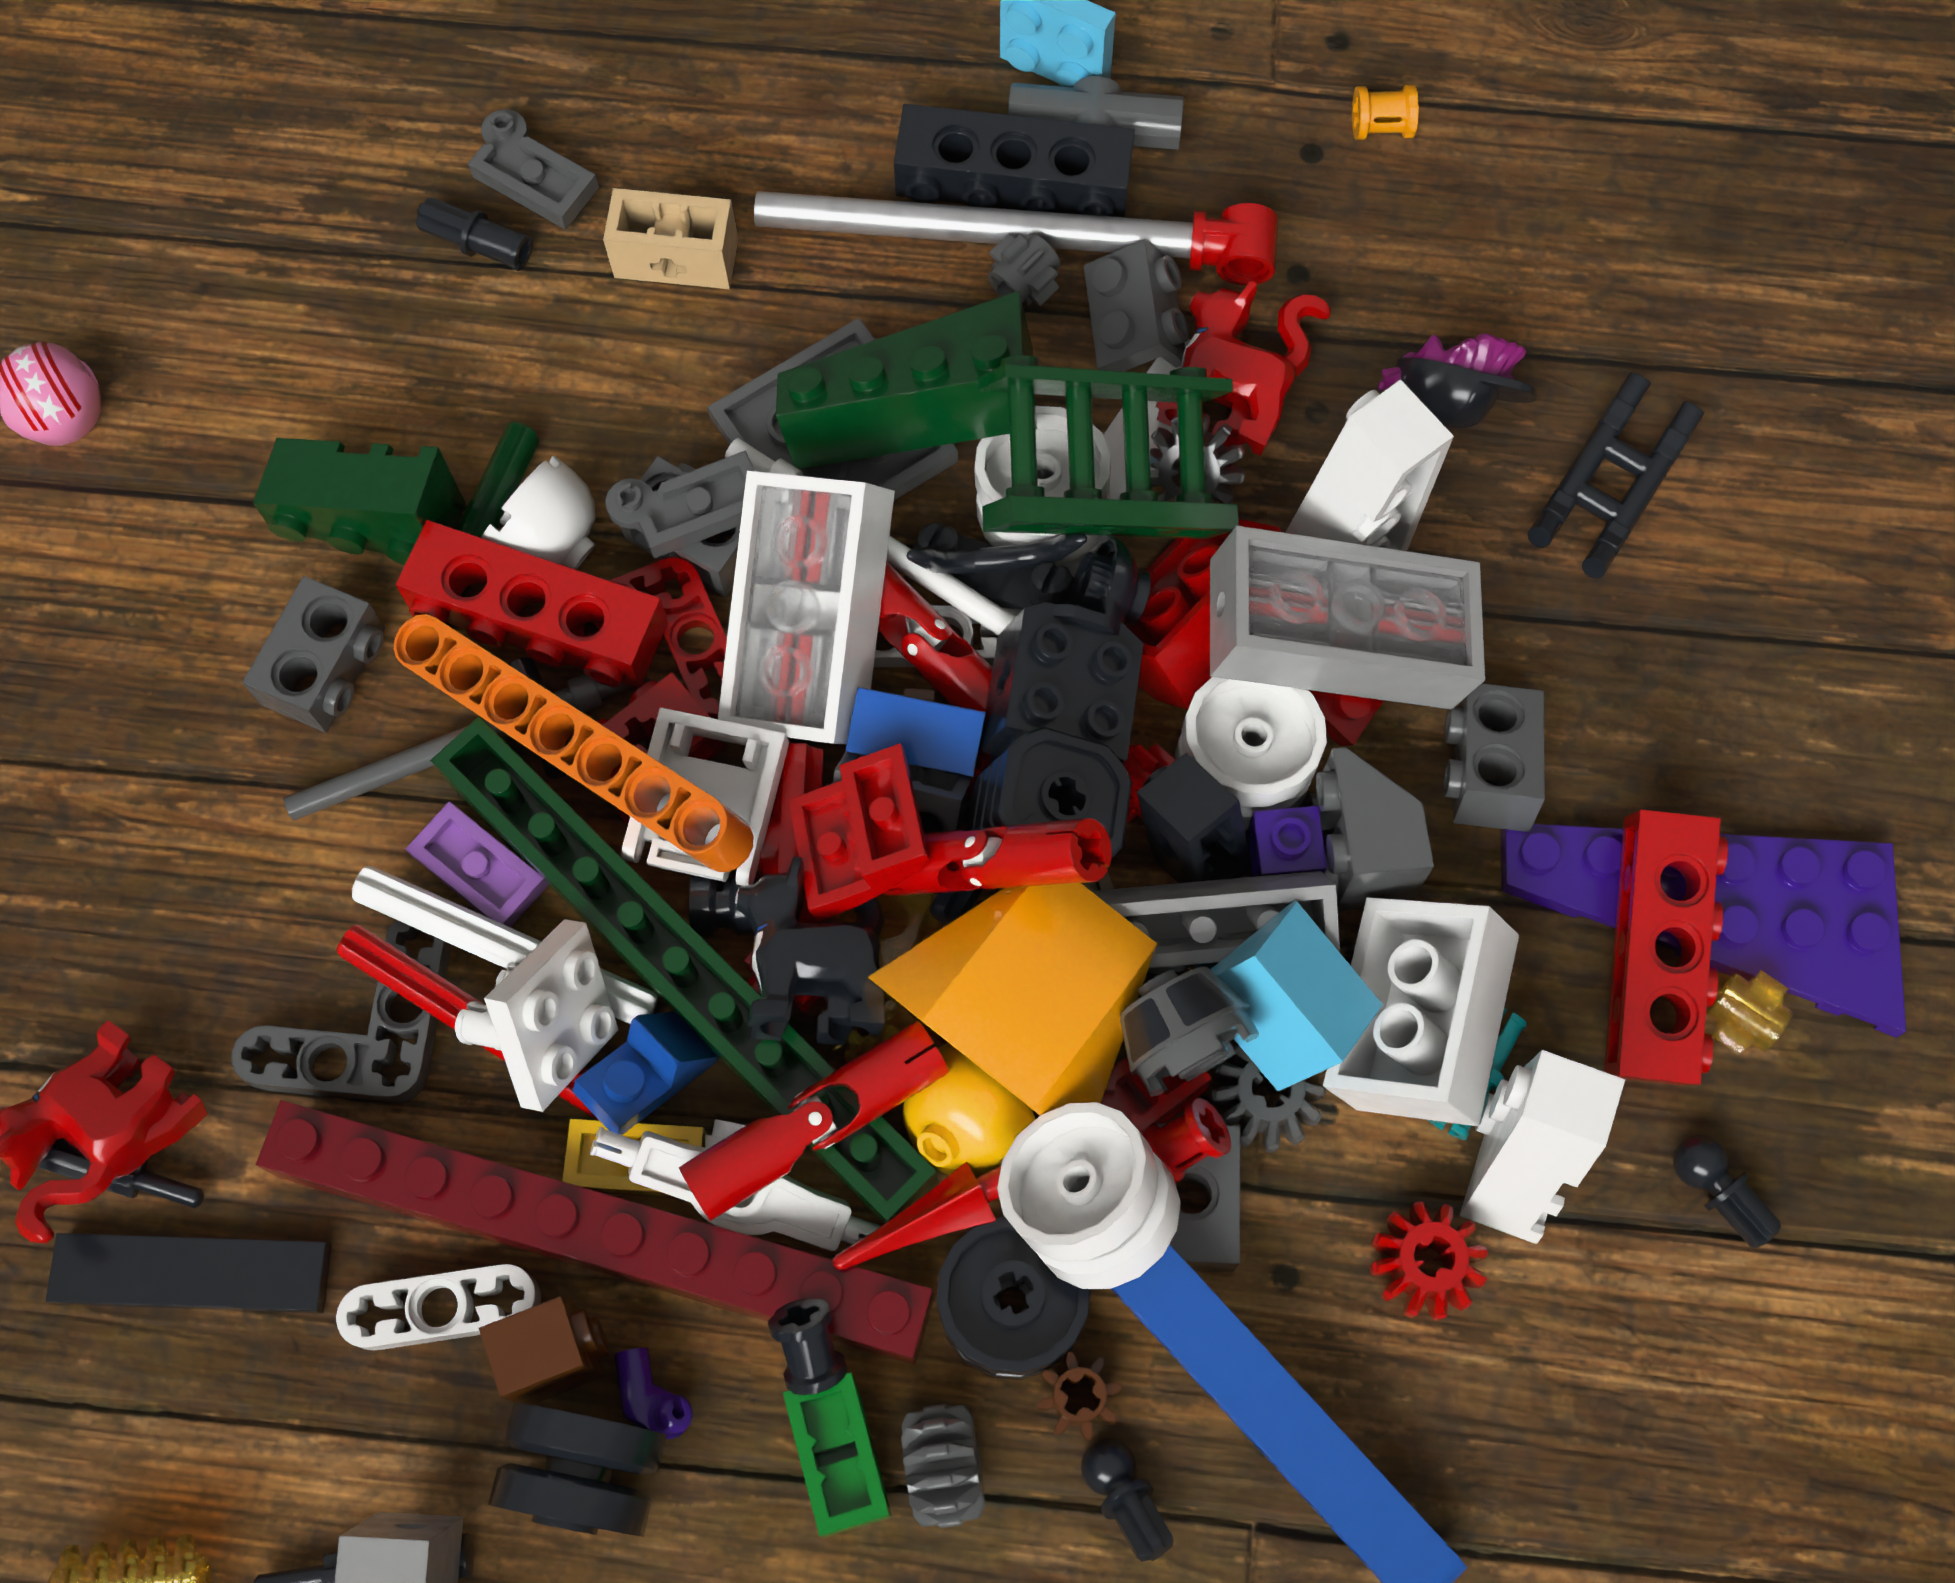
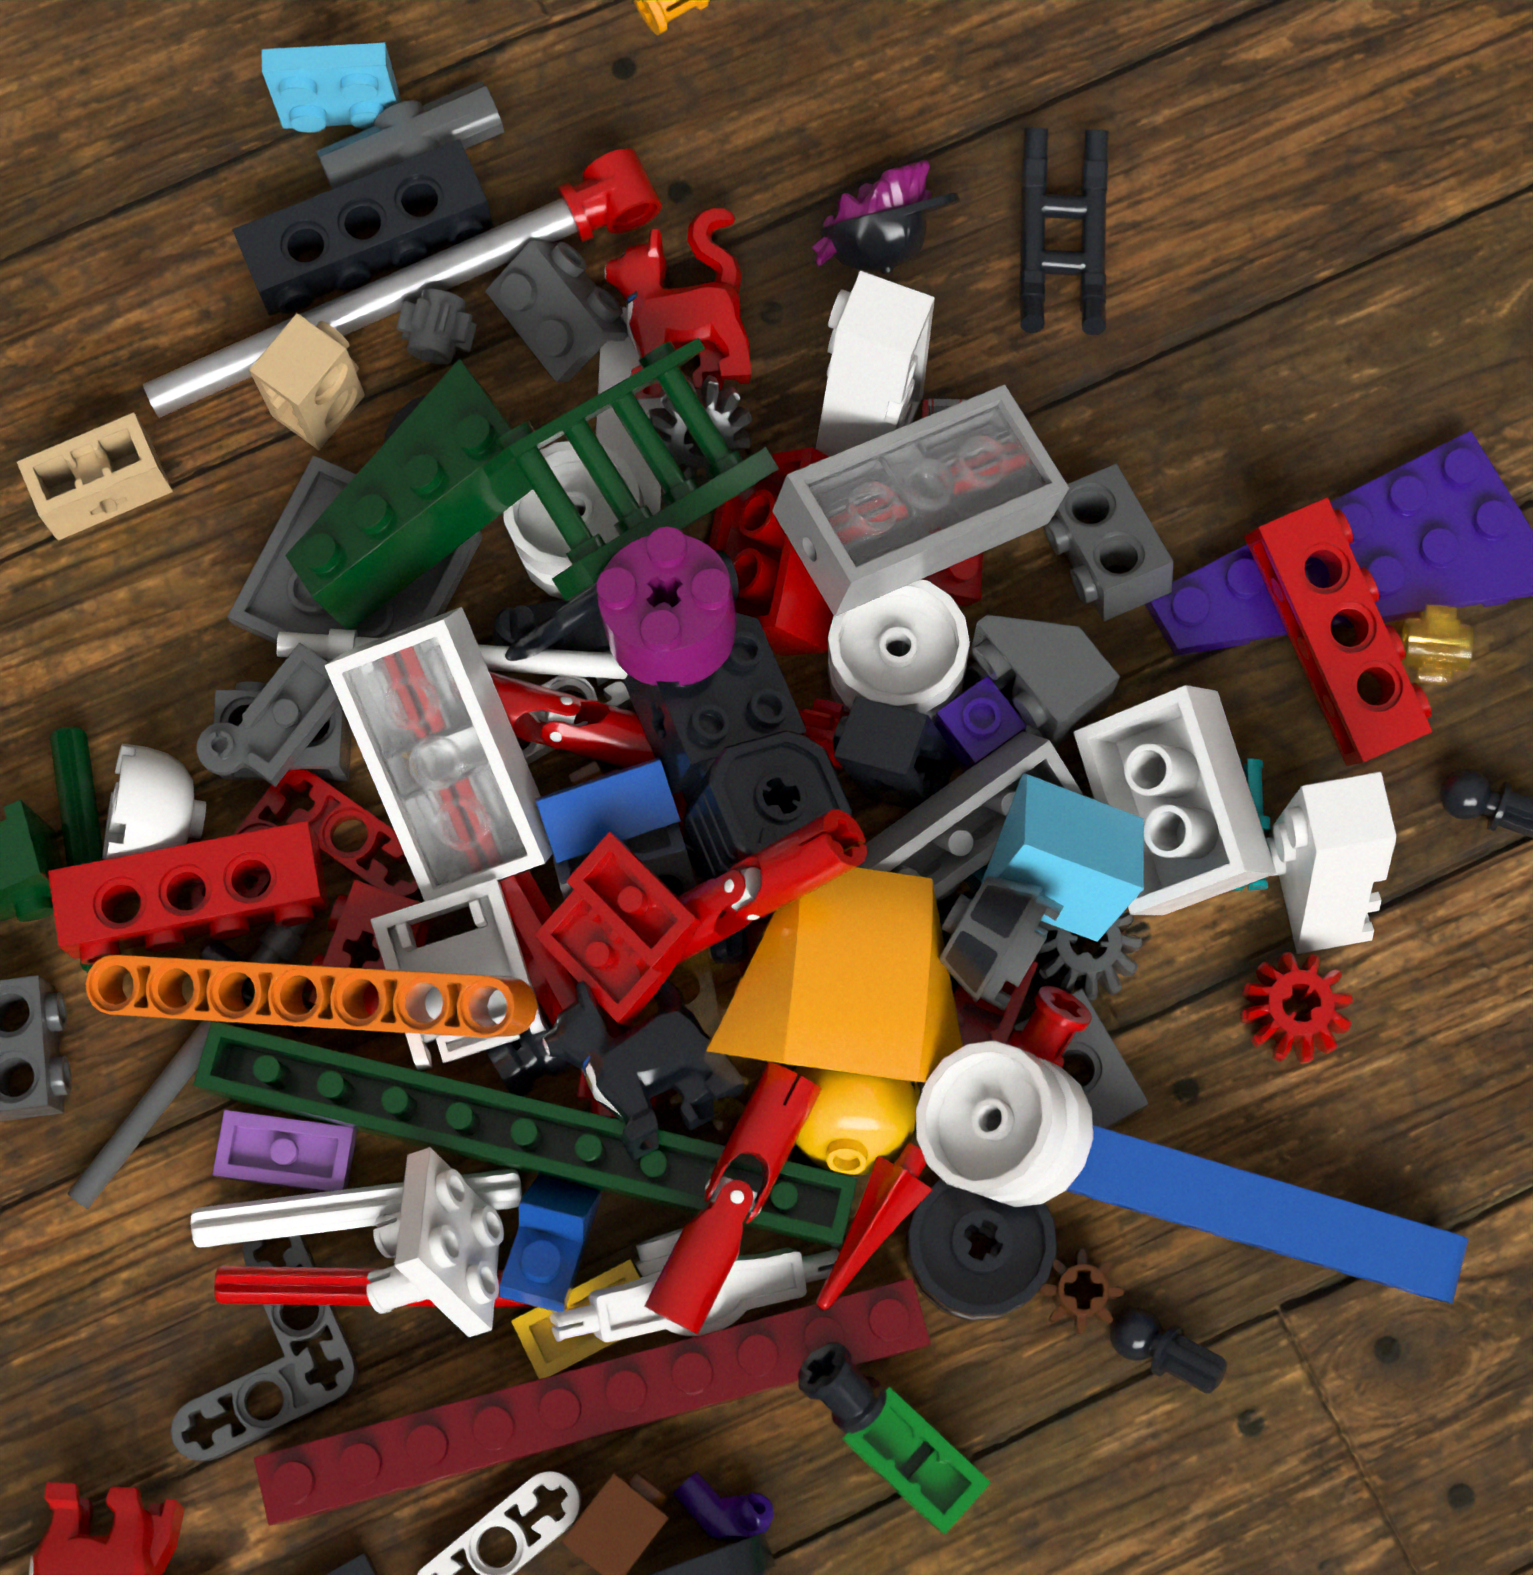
camera: 30 degrees left, 5 degrees up
(890, 252) = (308, 379): none -> tan brick
(943, 1465) = (1006, 1415): dark grey gear -> none
(1063, 580) = (667, 608): none -> magenta brick

